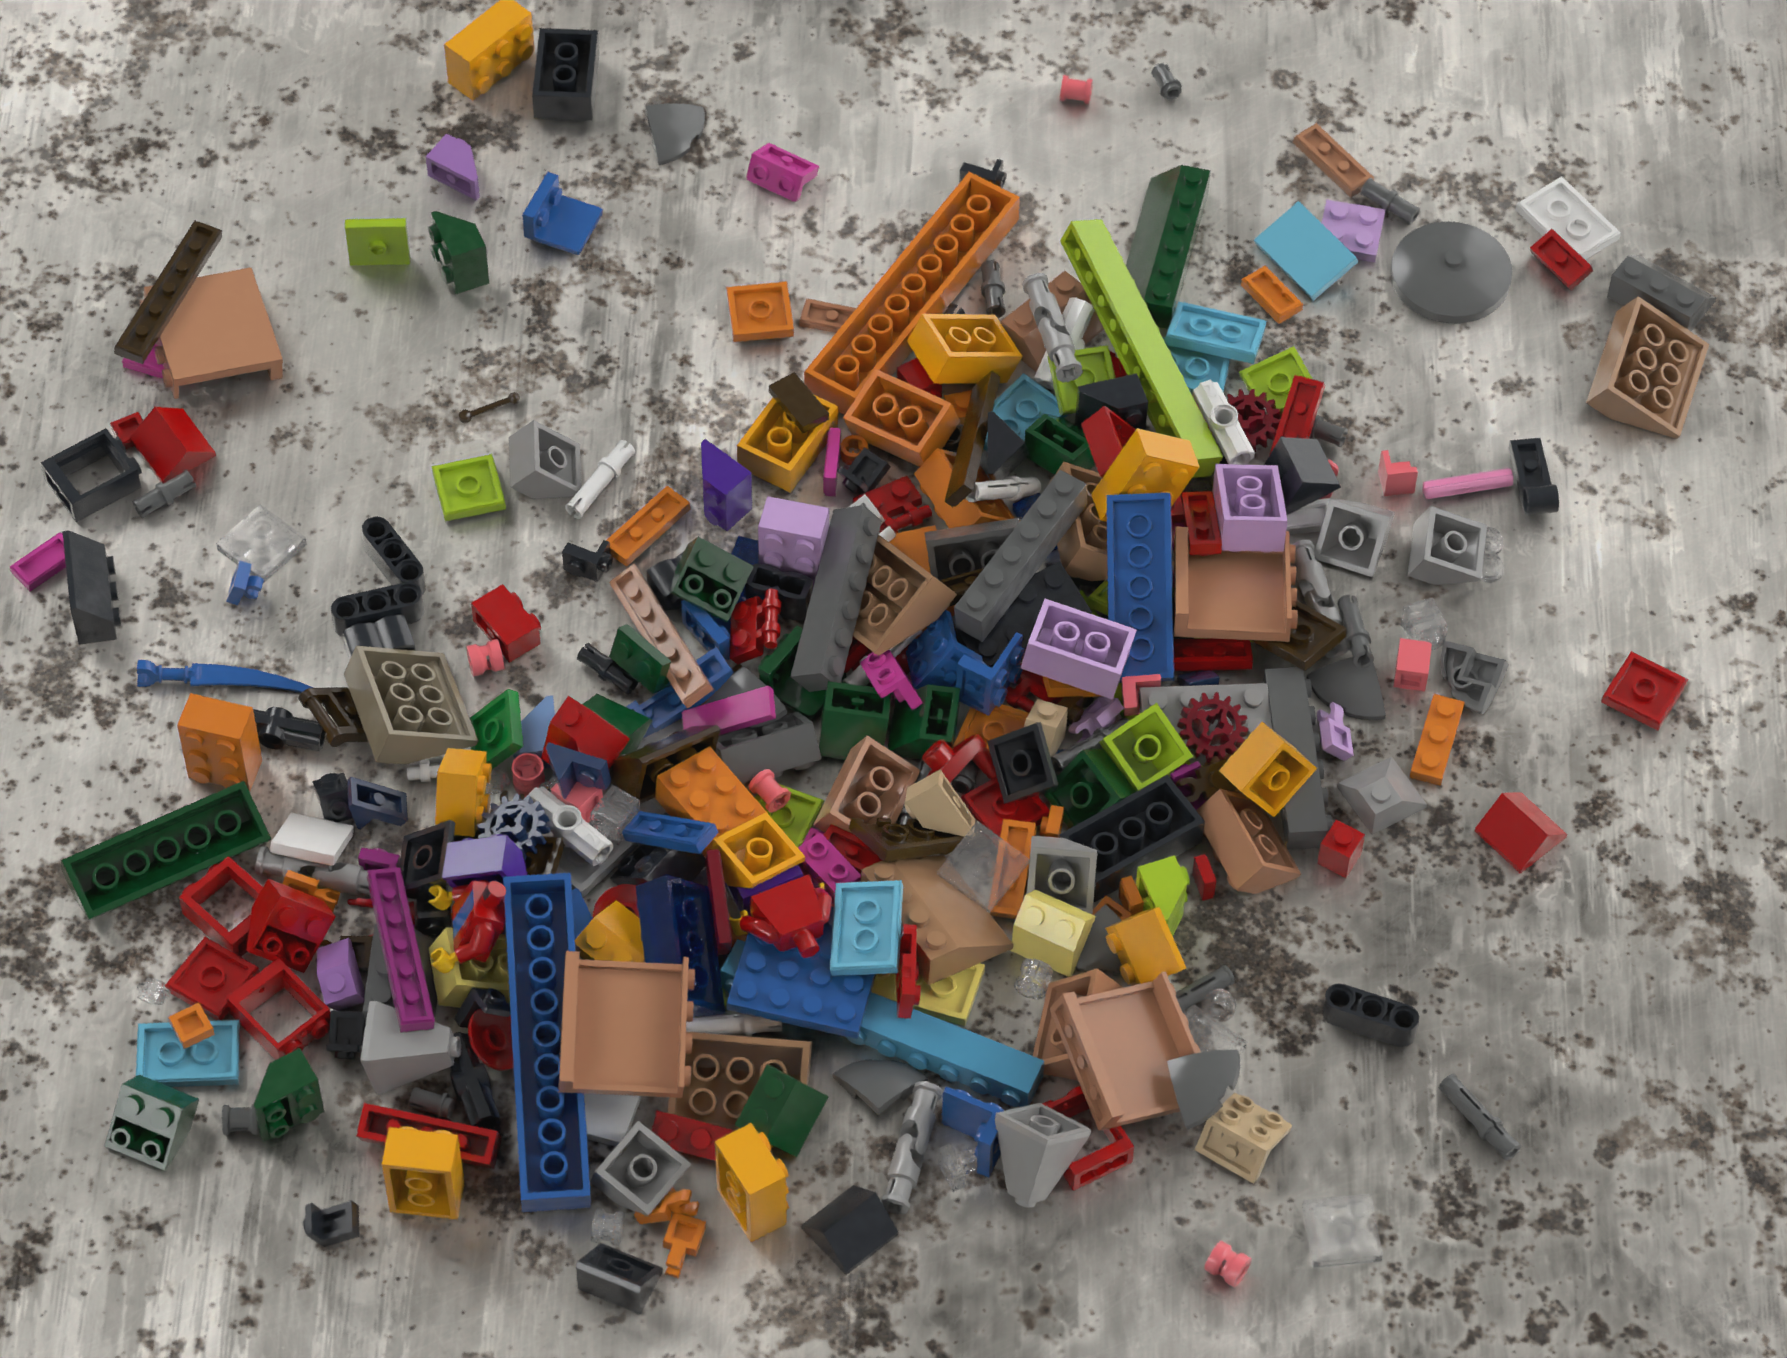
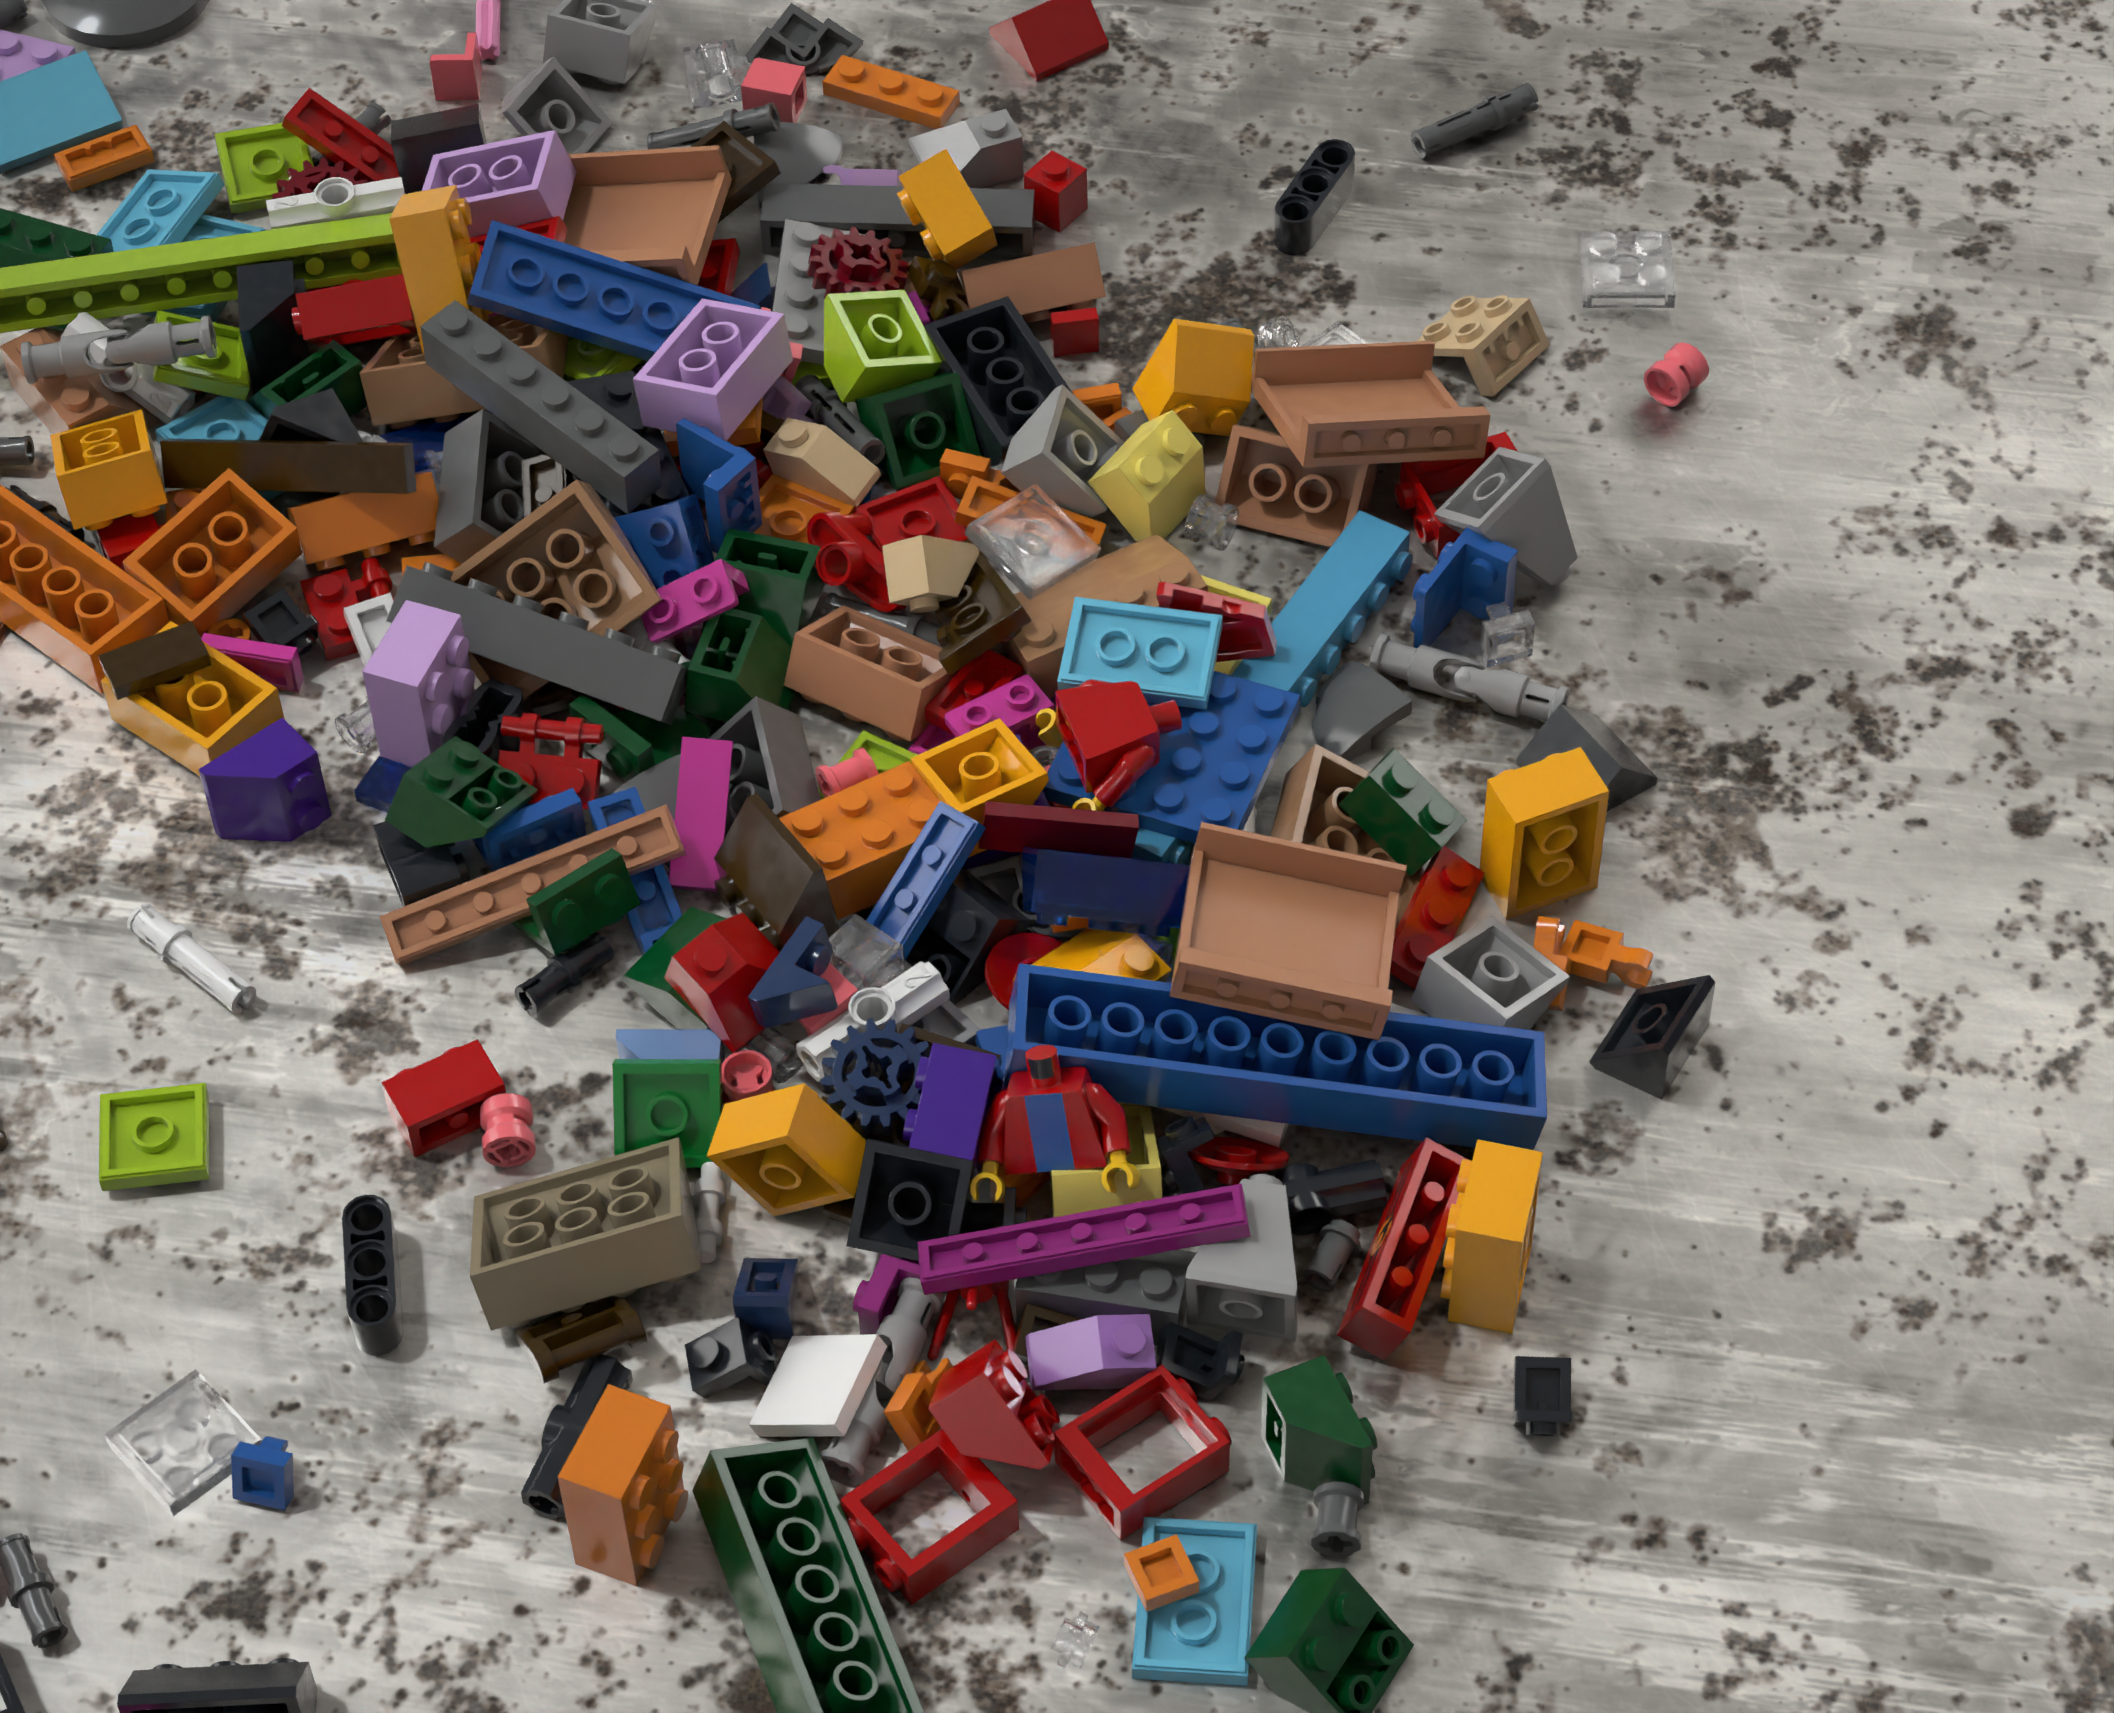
camera: 80 degrees left, 5 degrees down
(210, 977) = (1059, 1552): red plate -> none
(214, 674) = (440, 1526): blue sword -> none
(384, 543) = (245, 1246): black beam -> none
(386, 633) = (439, 1274): black brick -> none
(544, 462) = (139, 1029): light grey slope -> none
(587, 563) = (354, 985): black bracket -> none
(607, 1226) = (1574, 1040): clear wheel -> none
(647, 525) = (302, 904): orange plate -> none
(1023, 763) = (877, 463): black slope -> none
(1164, 886) = (1114, 349): lime slope -> none
(1202, 1082) = (1425, 344): dark grey brick -> none

